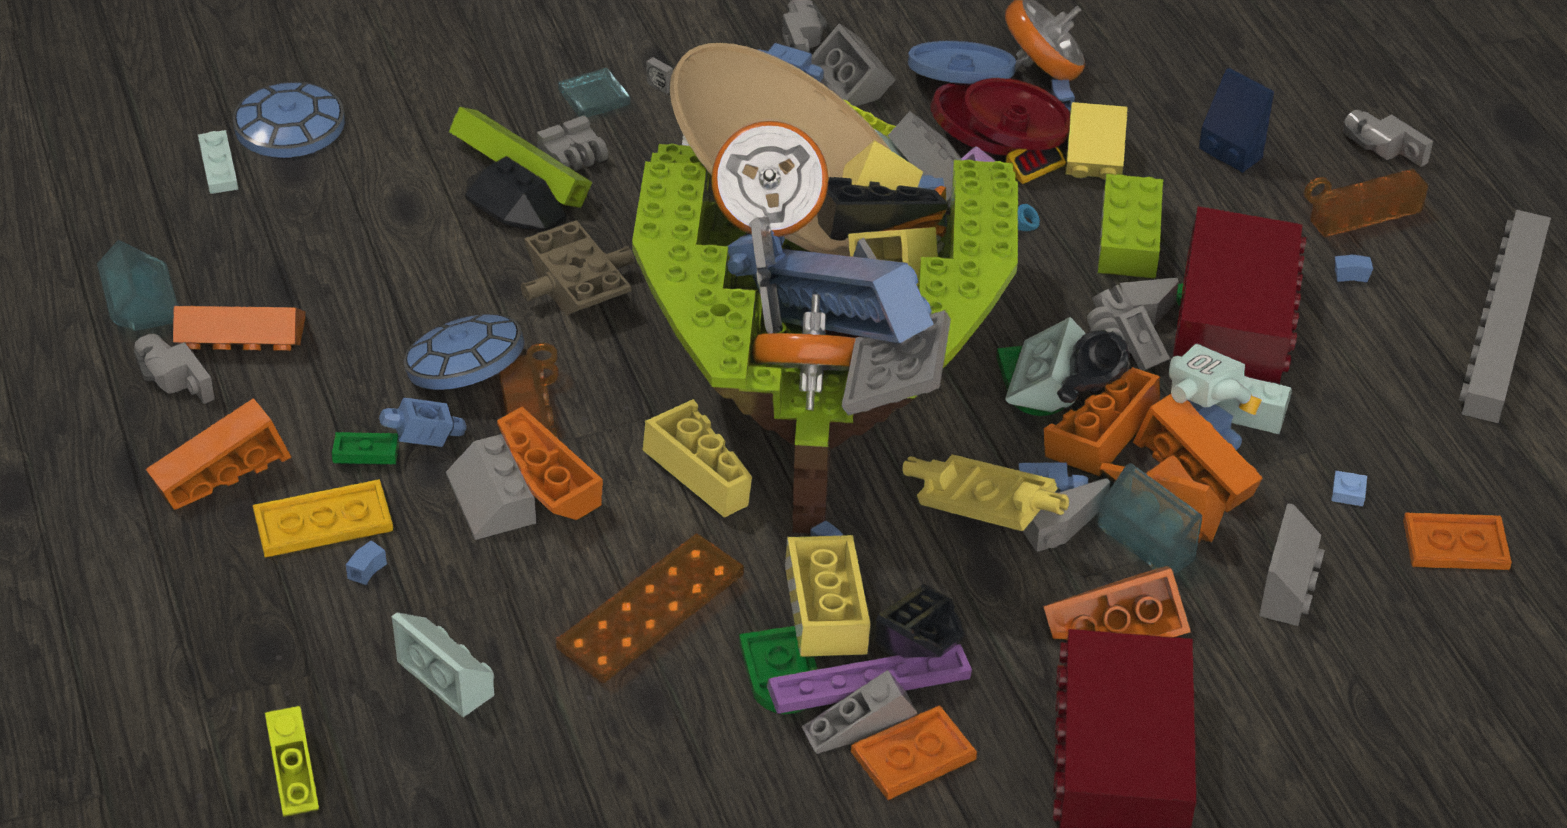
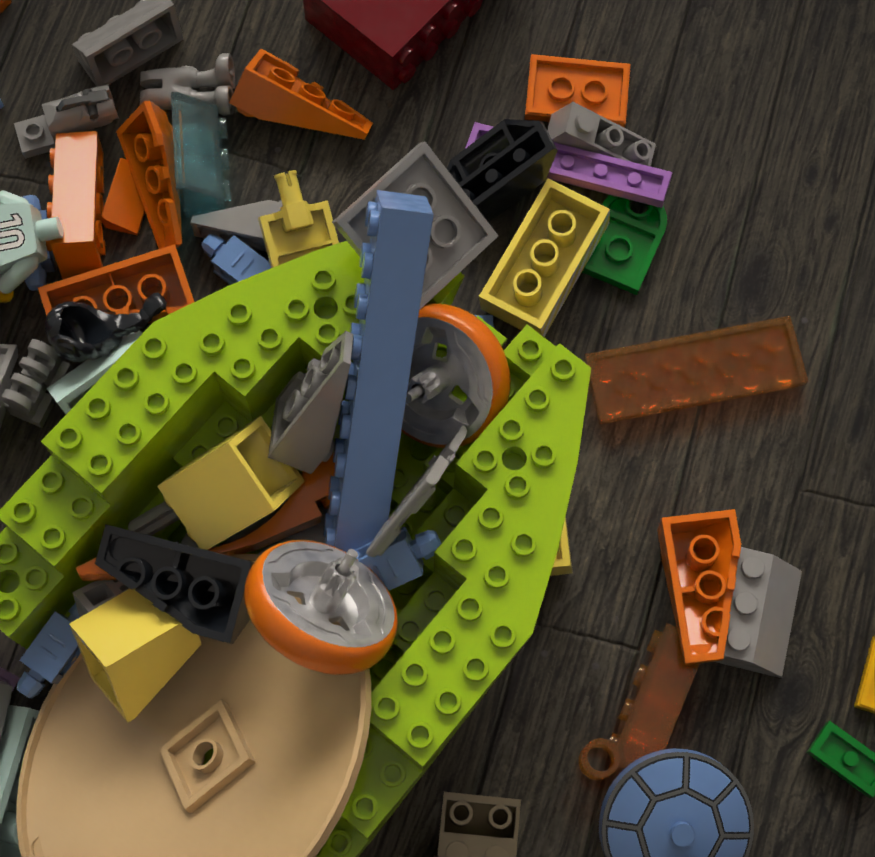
camera: 145 degrees left, 30 degrees up
(422, 422) = (753, 739): medium blue piece -> none
(1211, 574) = (163, 81): none -> light grey piece
(1268, 501) = (73, 113): none -> light grey plate

